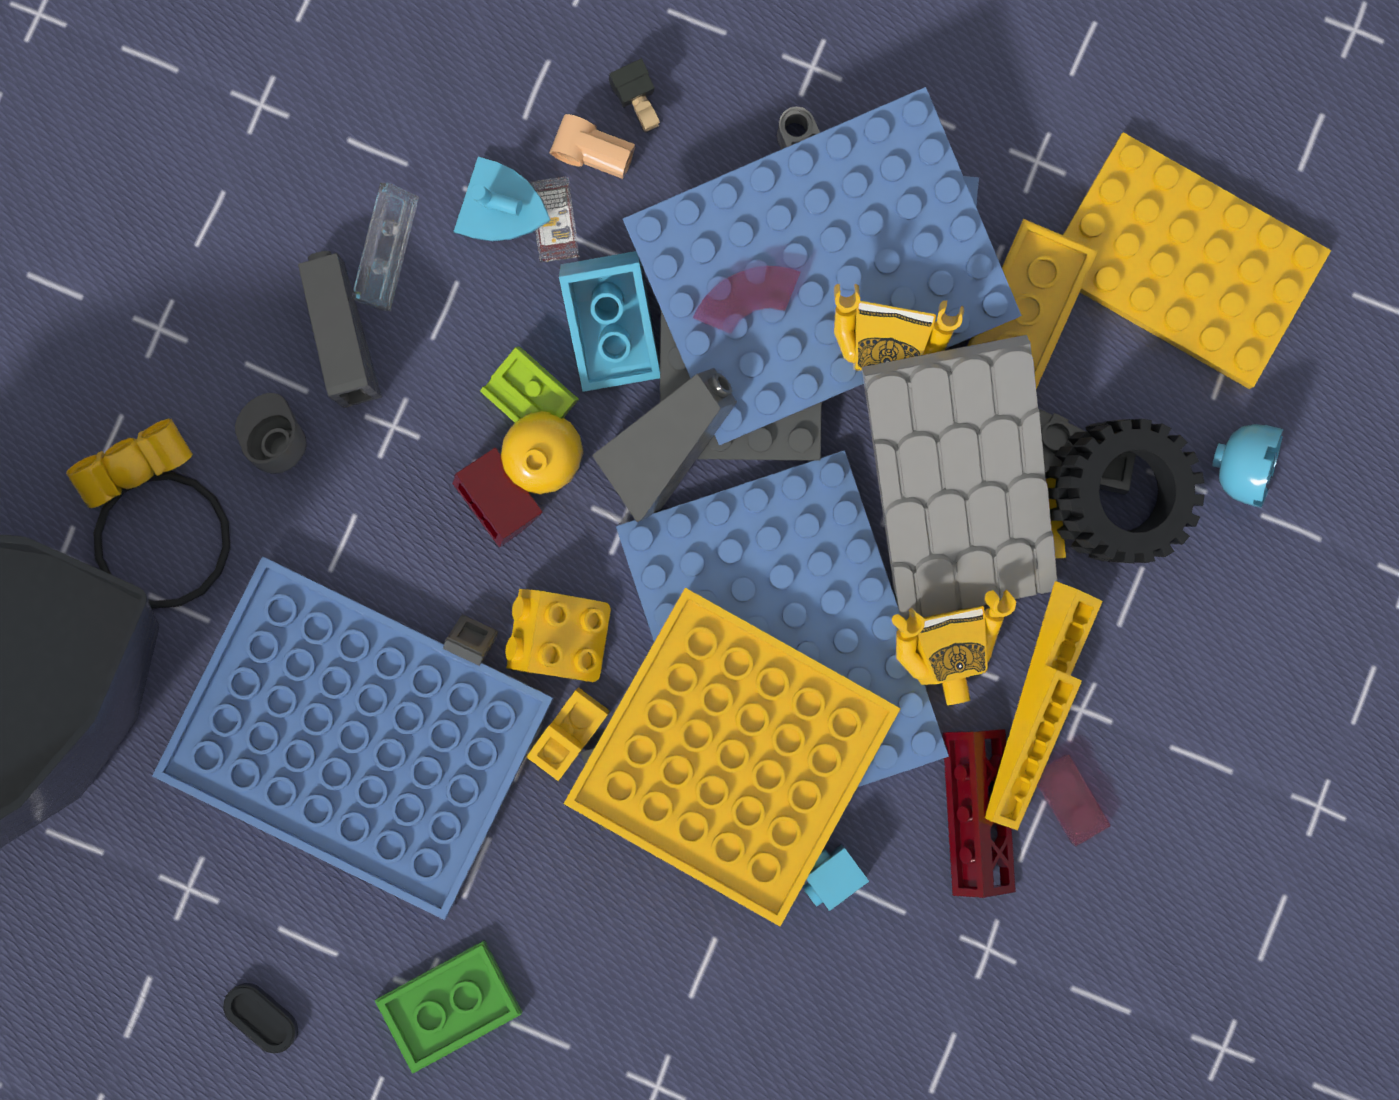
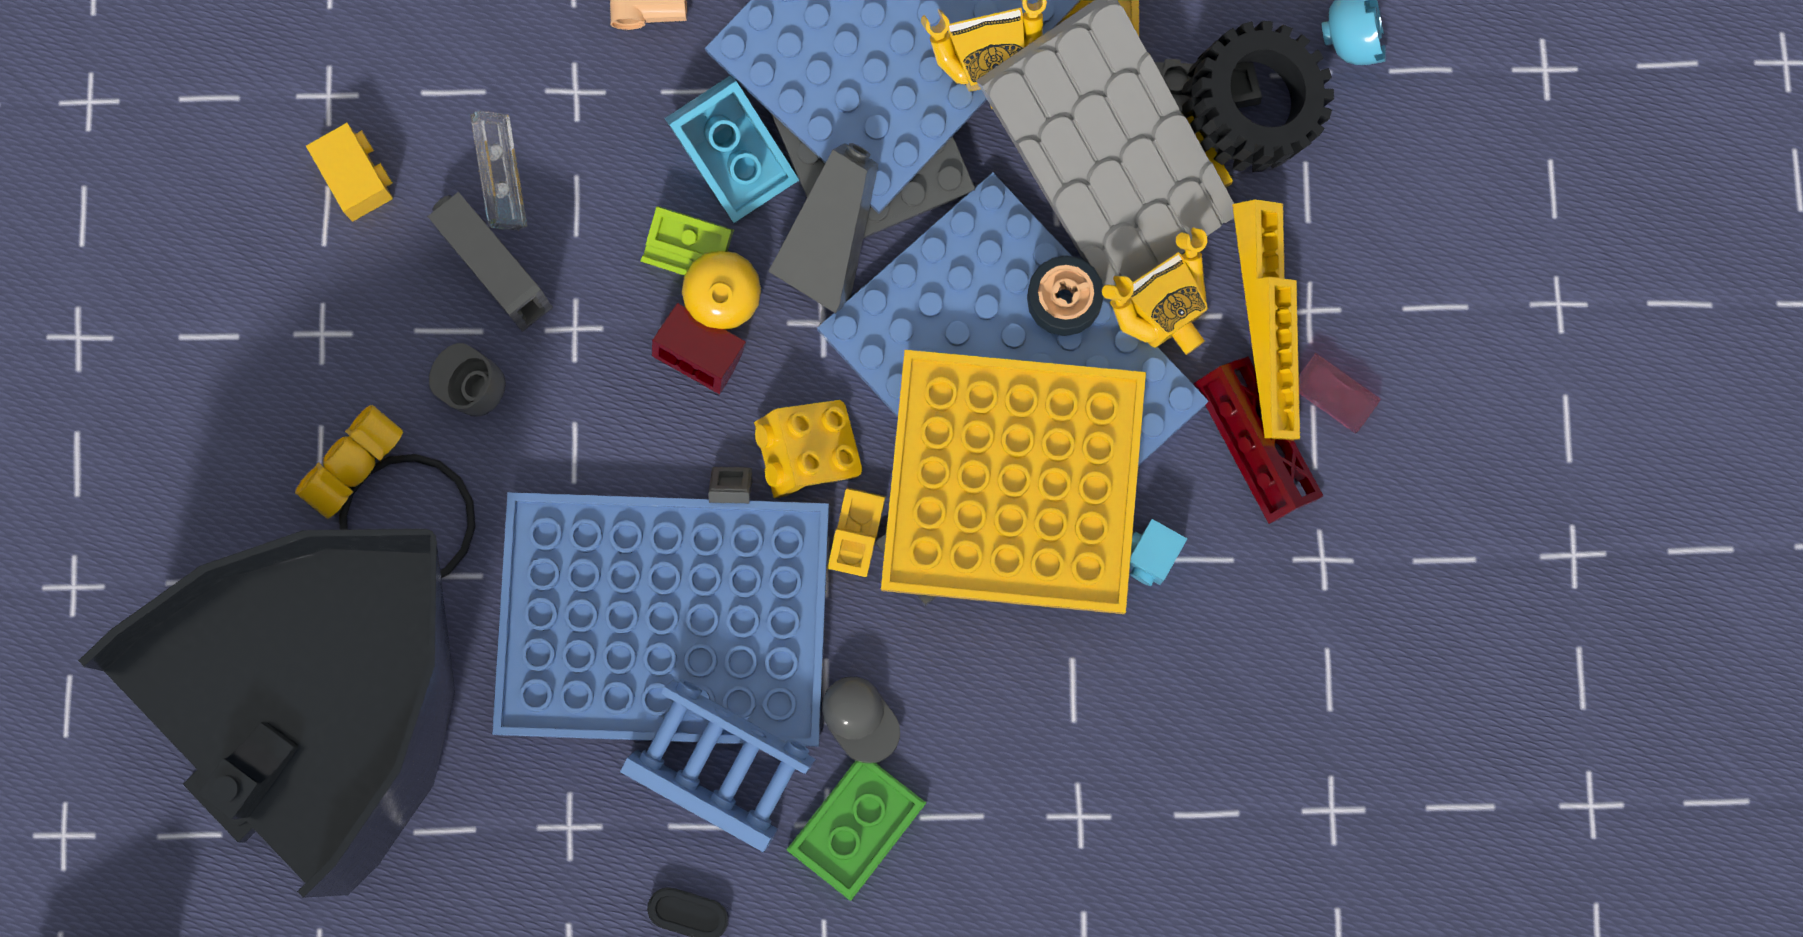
camera: 20 degrees left, 5 degrees down
(248, 187) = (350, 172): none -> yellow brick
(313, 920) = (684, 787): none -> medium blue fence
(494, 911) = (860, 720): none -> dark grey cap
(499, 204) = (585, 90): medium azure shield -> none
(558, 237) = (640, 82): clear tile -> none
(745, 293) = (844, 65): clear pink tile -> none
(843, 616) = (1055, 314): none -> wheel

